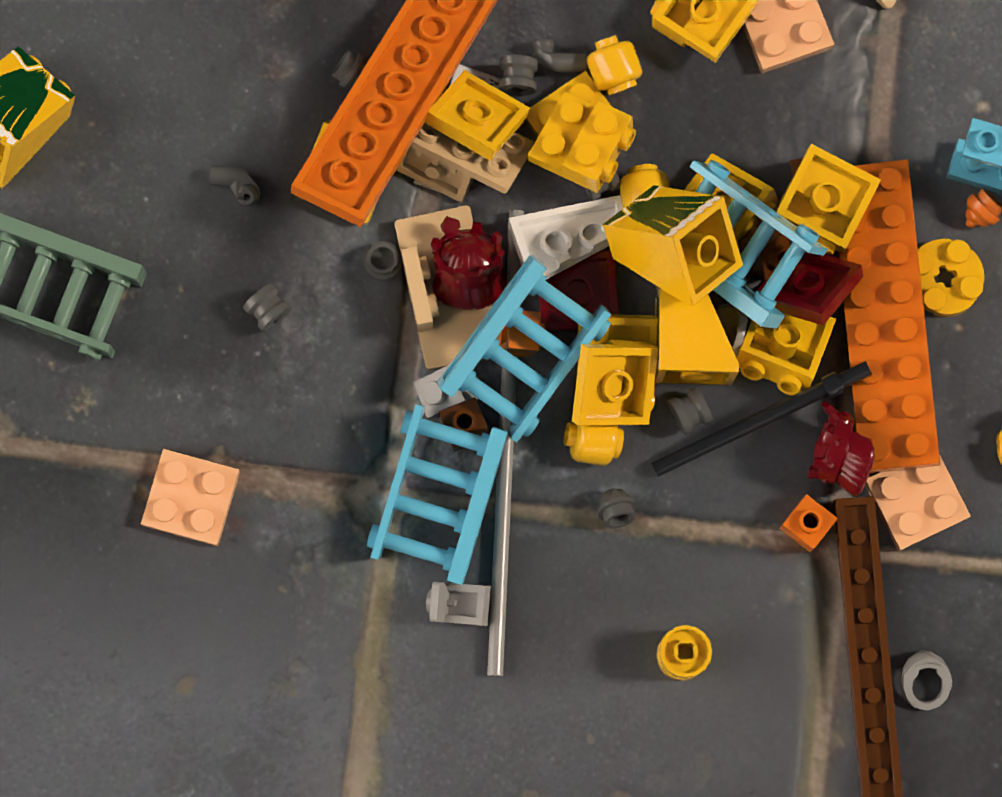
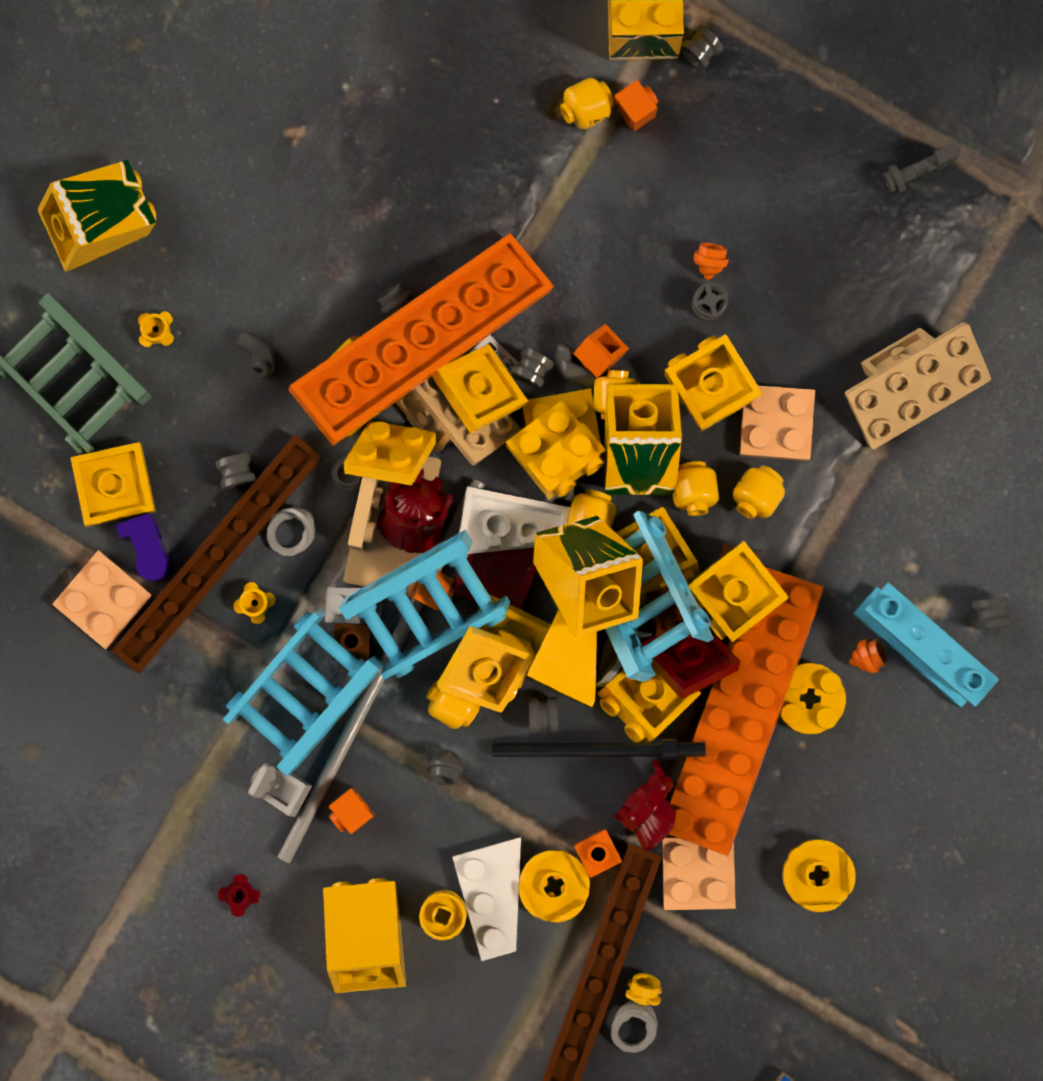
camera: 30 degrees right, 5 degrees up
(123, 193) = (148, 322): none -> yellow plate
(148, 376) = (113, 484): none -> yellow plate
(223, 432) = (152, 555): none -> dark purple leg
(286, 399) = (217, 554): none -> reddish brown plate
(340, 327) = (287, 514): none -> light grey piece
(341, 421) = (251, 593): none -> yellow plate
(417, 217) = (390, 452): none -> yellow plate
(455, 733) = (239, 884): none -> dark red plate
(541, 594) = (350, 811): none -> orange plate
(579, 28) = (601, 350): none -> orange plate
(615, 713) = (363, 936): none -> yellow slope
(664, 91) = (641, 439): none -> yellow slope
(718, 606) = (491, 895): none -> white wing
(734, 121) = (695, 488): none -> yellow head
(799, 97) = (758, 492): none -> yellow head
(802, 572) = (548, 905): none -> yellow plate
(919, 637) = (644, 989): none -> yellow plate

